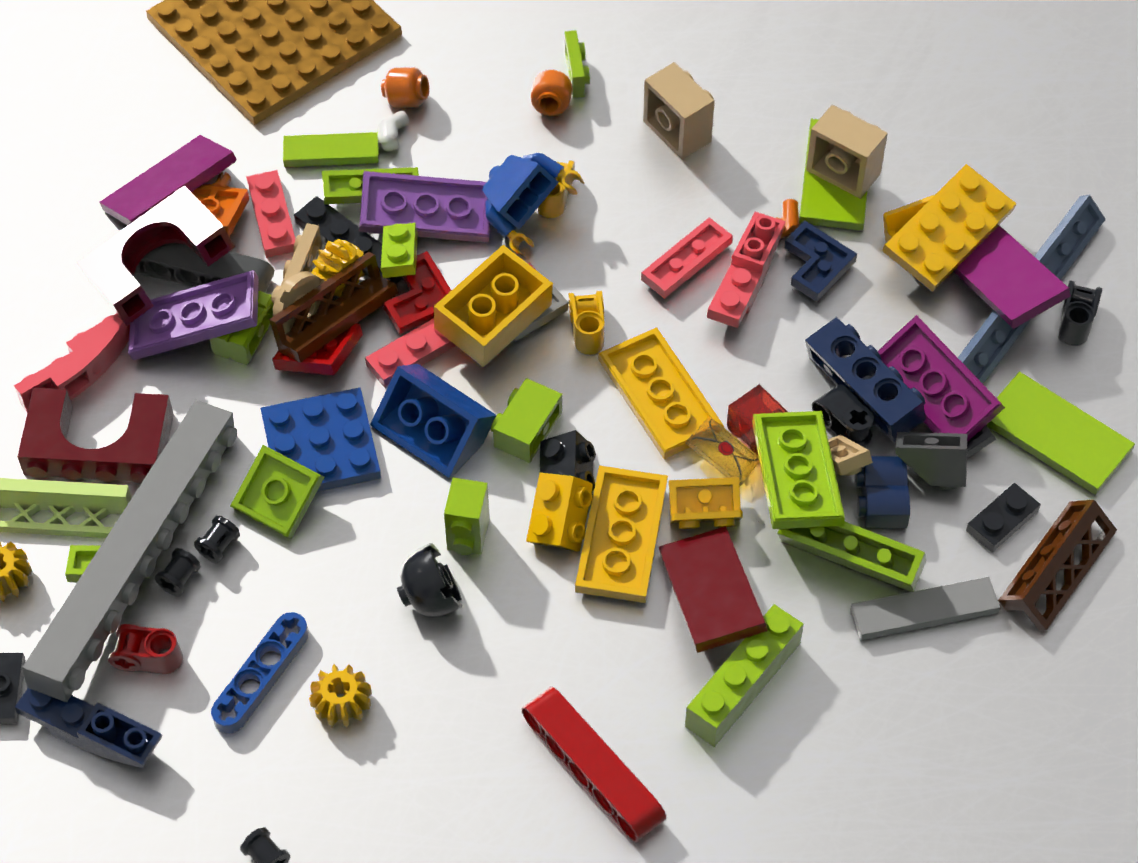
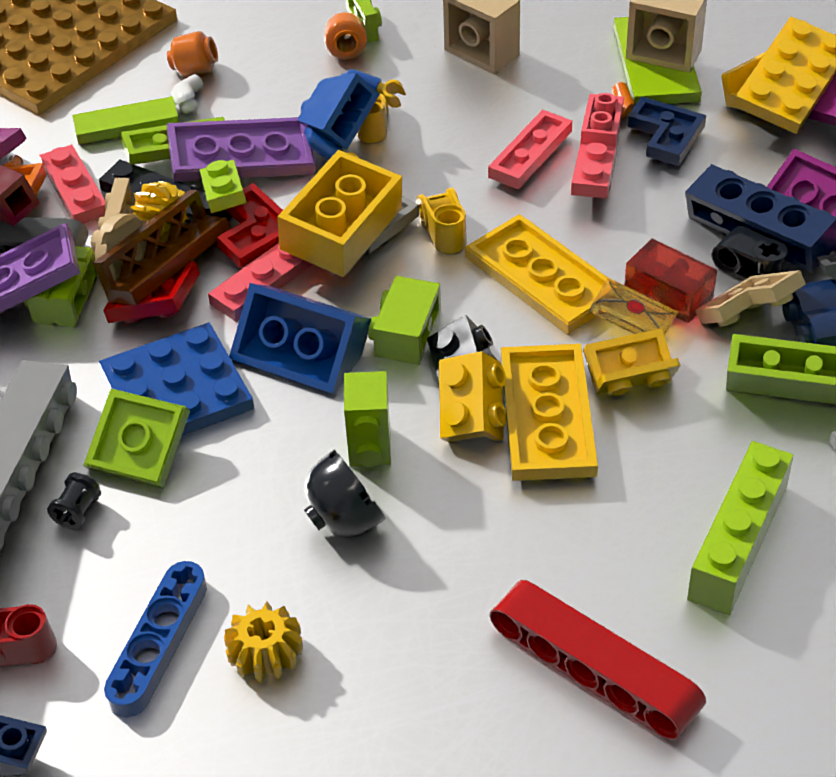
camera: 10 degrees left, 10 degrees down
(177, 572) = (32, 544): black bush -> none
(712, 589) = (675, 443): dark red tile -> none
(797, 470) = (729, 304): lime tile -> none

